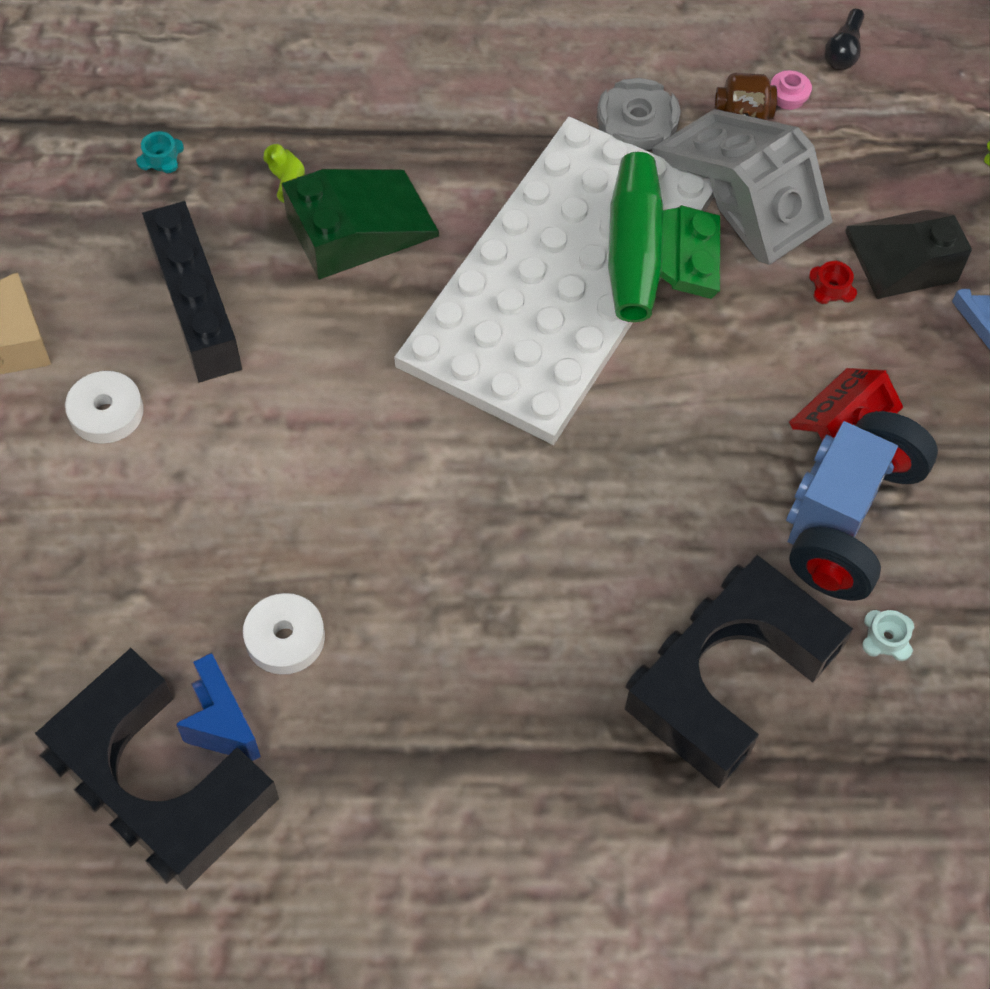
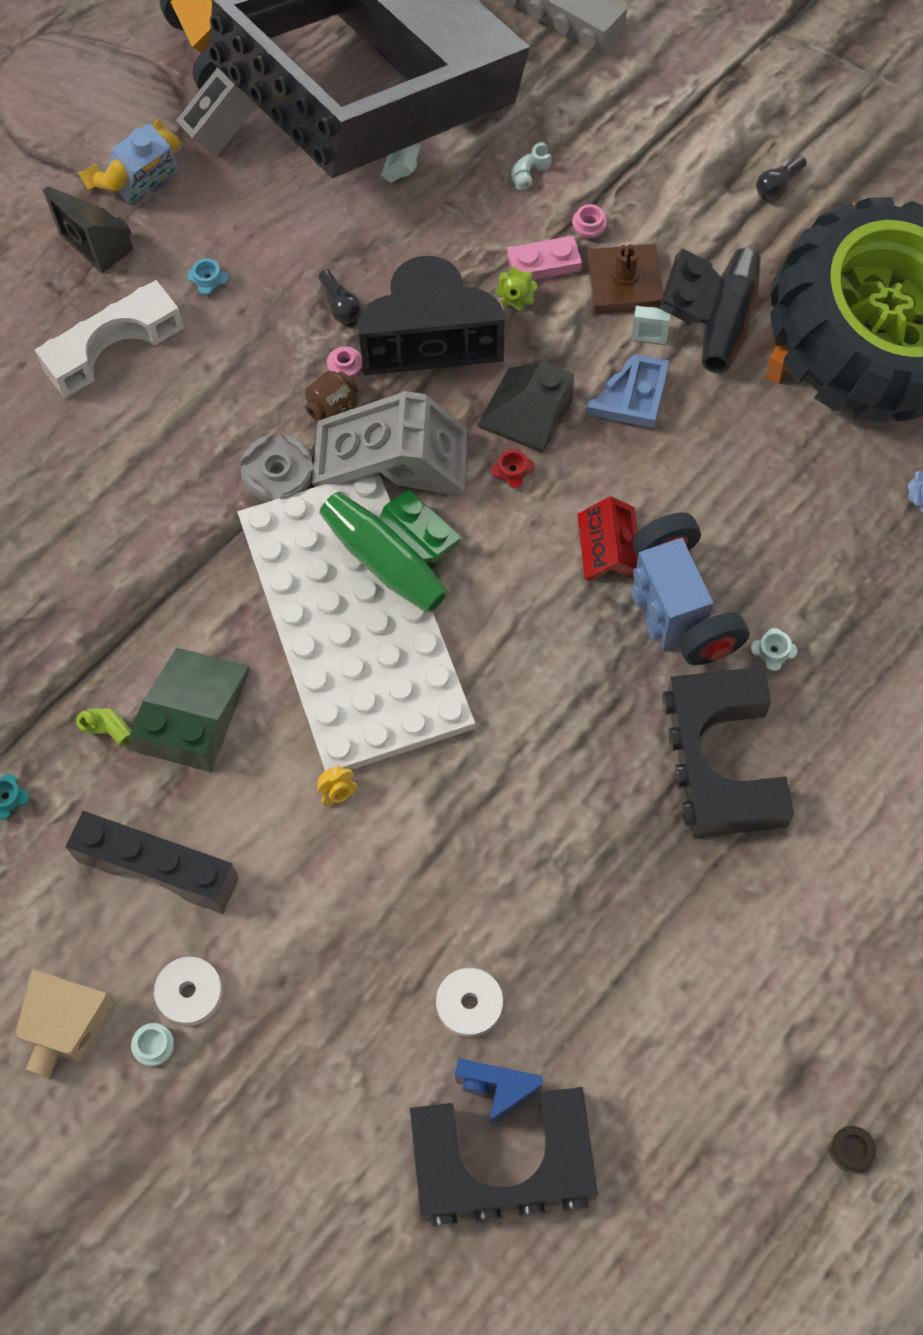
camera: 45 degrees left, 5 degrees up
(33, 414) = (152, 1044): none -> light aqua plate
(388, 372) = (336, 785): none -> yellow plate
(890, 106) = (430, 322): none -> black brick

